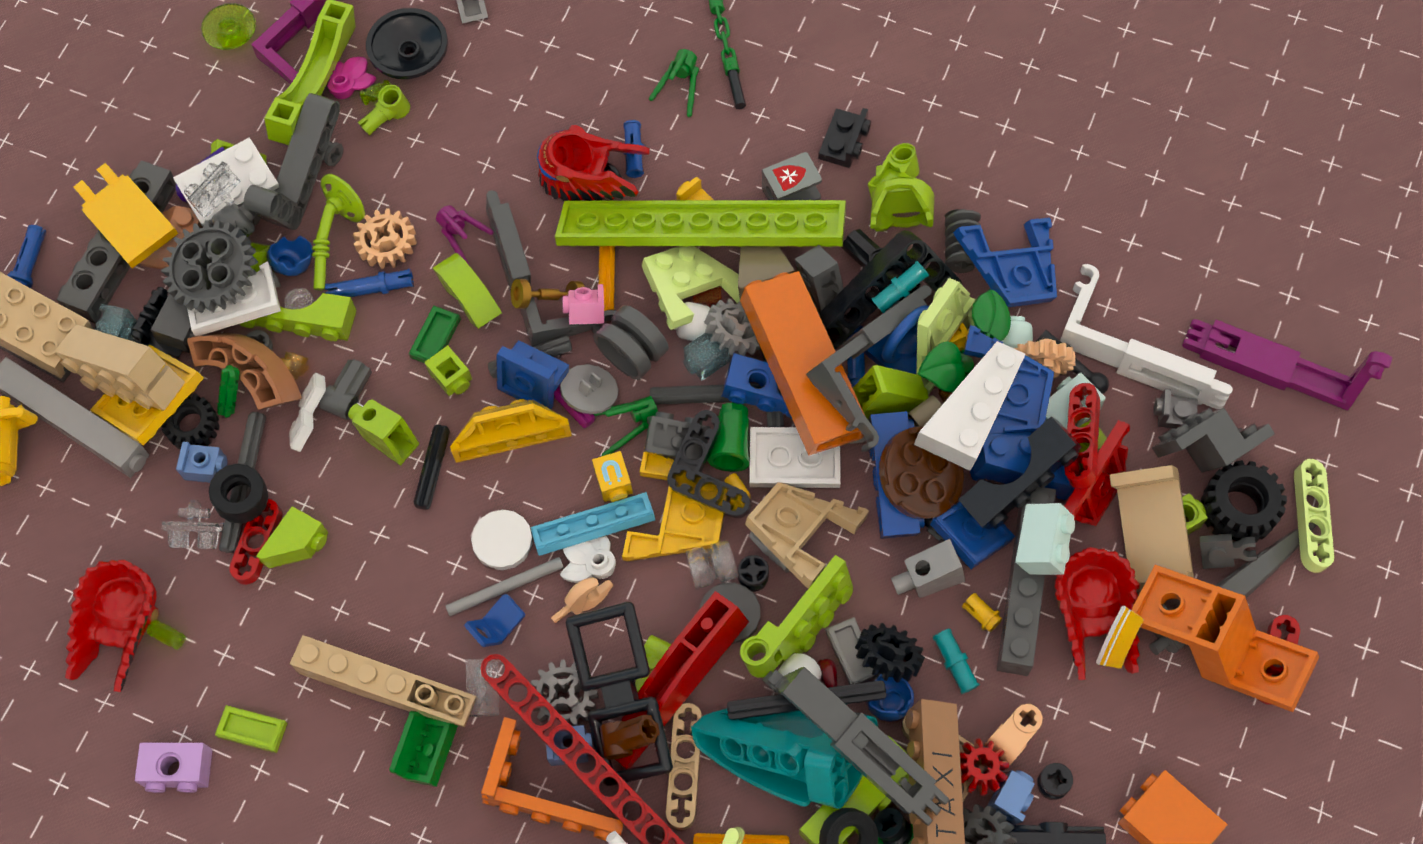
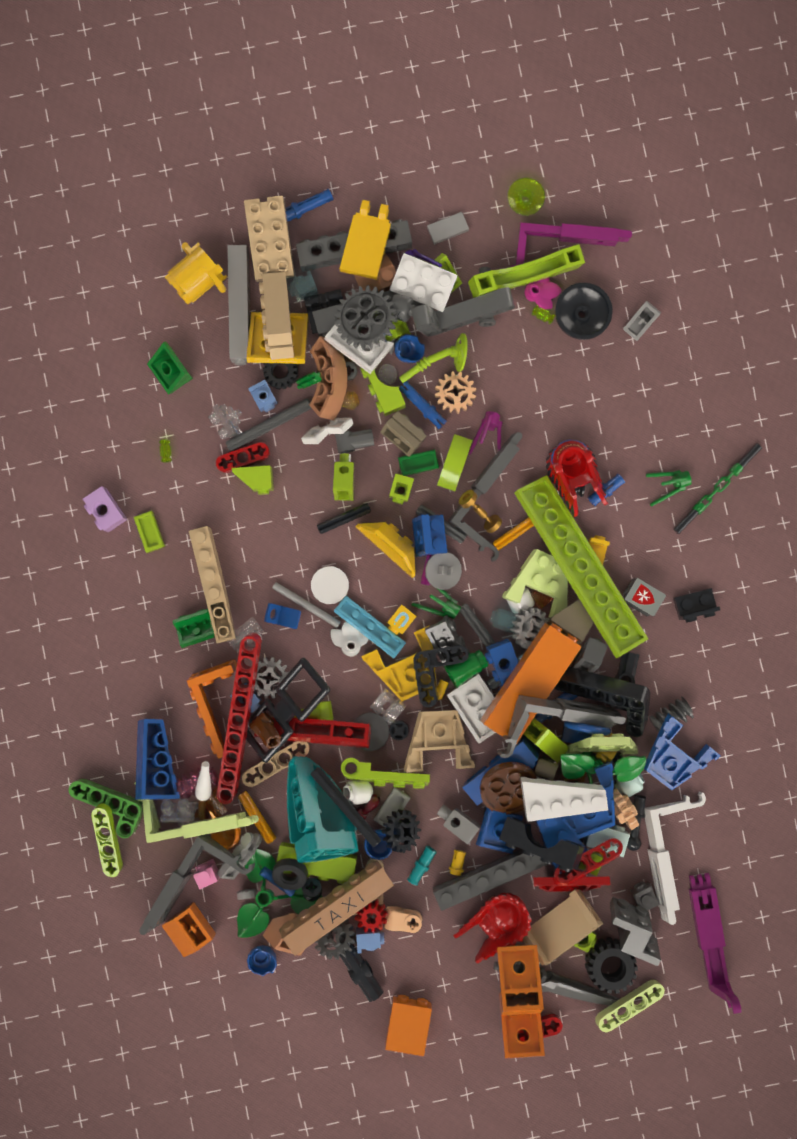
camera: 50 degrees right, 20 degrees up
(66, 552) = (168, 369): none -> green slope
(109, 609) = (156, 415): red piece -> none
(190, 130) = (447, 228): none -> light grey tile
(213, 190) = (409, 285): clear hips -> none
(233, 476) = (245, 429): black tyre -> none
(384, 325) = (403, 433): none -> dark tan brick
(385, 110) = (532, 330): lime pin -> none
(583, 597) = (326, 651): light nougat hand -> none
(585, 305) = (486, 537): bright pink brick -> none
(631, 342) = (485, 578): dark grey wheel -> none
(860, 743) = (332, 854): dark grey hinge -> none
(899, 191) = (676, 660): lime piece -> none
(900, 287) = (610, 708): teal pin -> none
(1045, 539) = (511, 880): light aqua brick -> none
(1052, 787) = (390, 950): black wheel -> none
(1119, 638) = (486, 947): yellow sticker -> none
(1220, 551) = (575, 970): dark grey plate -> none

